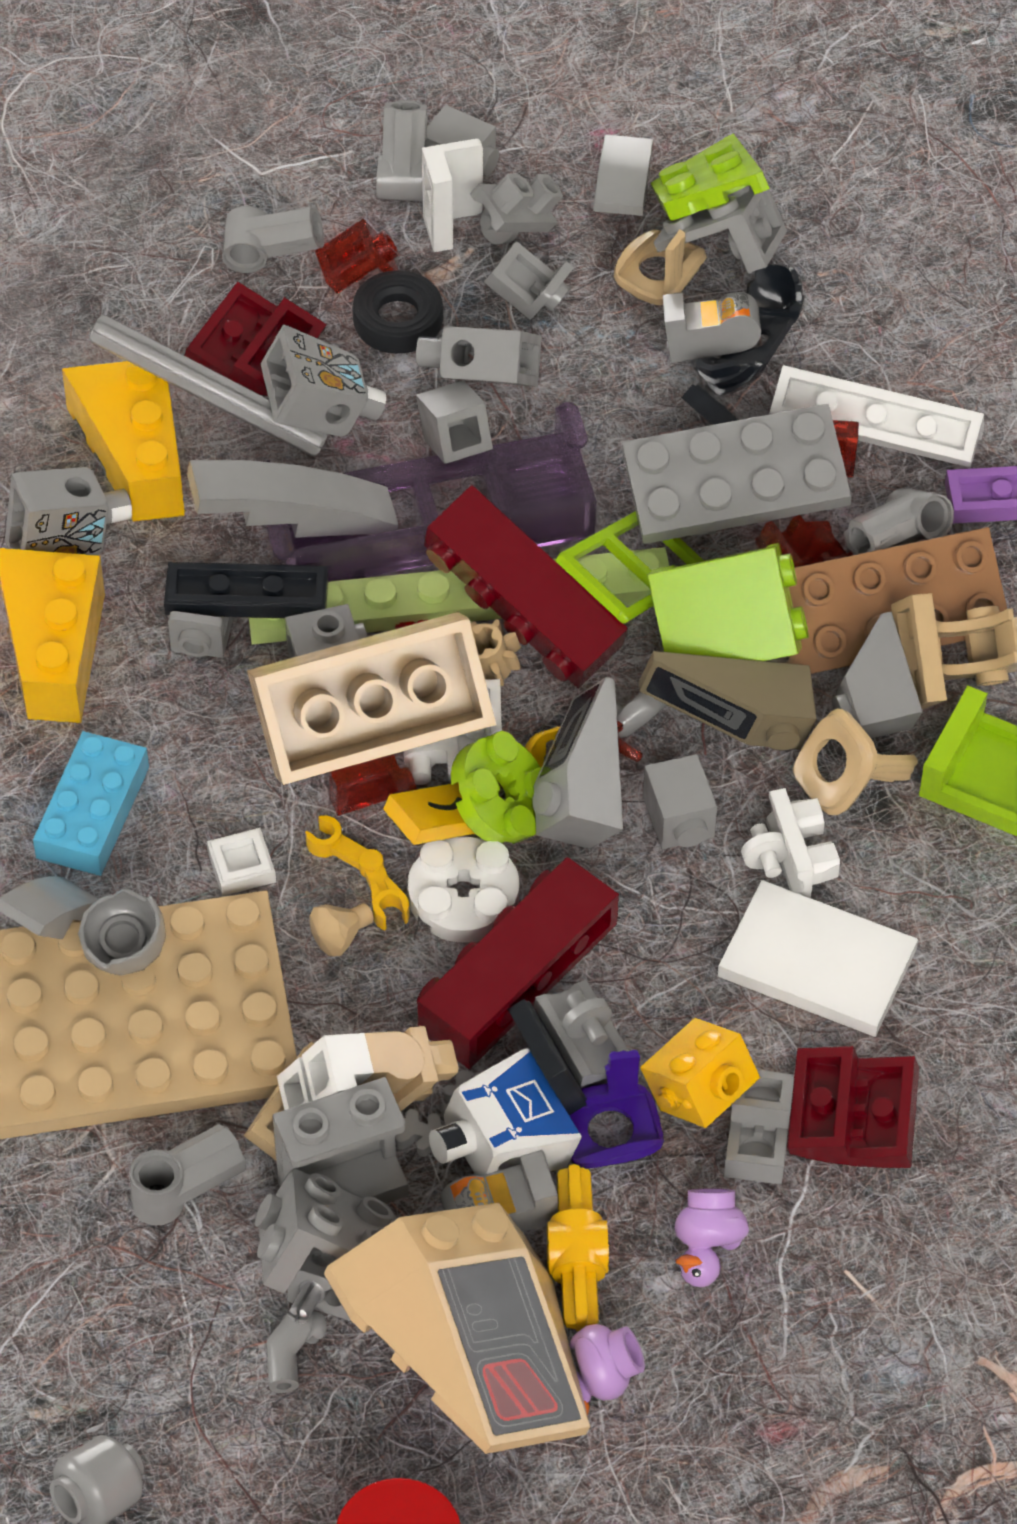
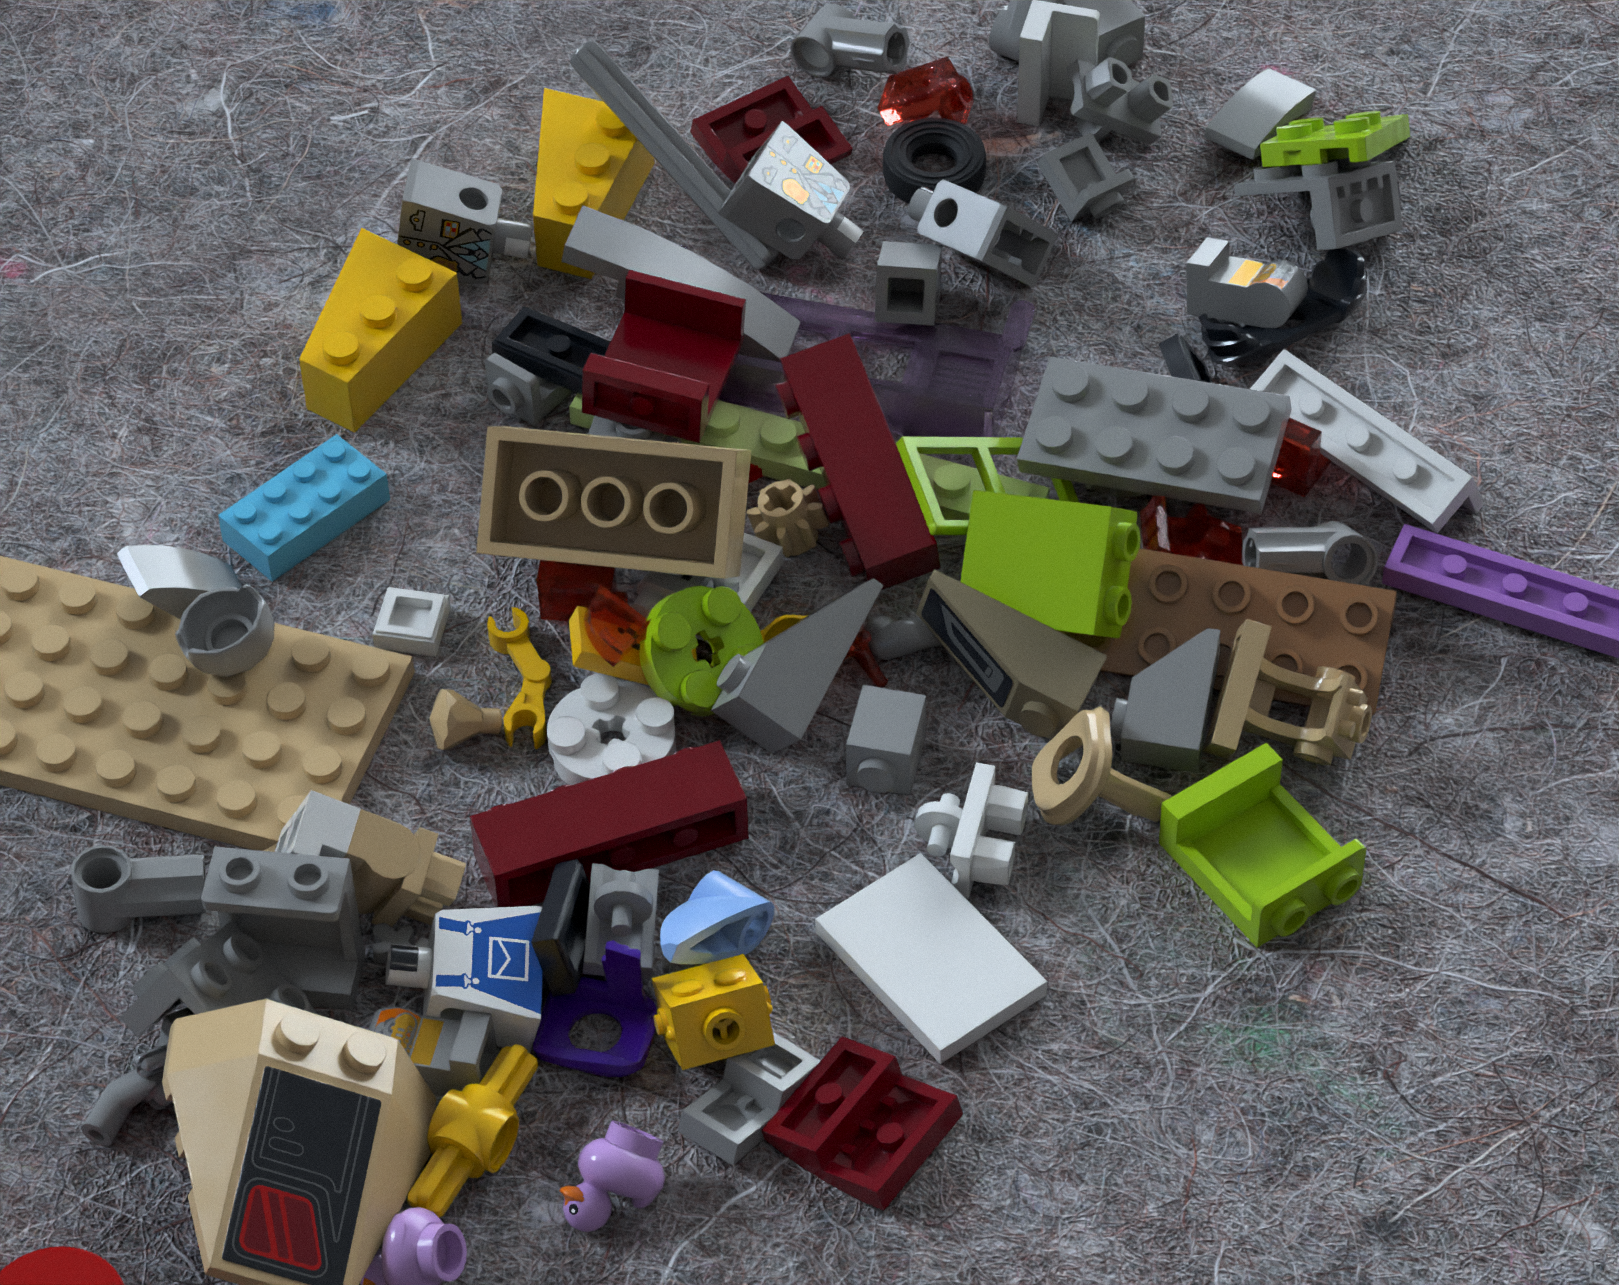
camera: 30 degrees right, 5 degrees down
(326, 561) = (666, 357): none -> dark red panel
(428, 794) = (615, 624): none -> clear red tile
(653, 998) = (715, 922): none -> light blue piece
(681, 265) = (1242, 201): tan piece -> none

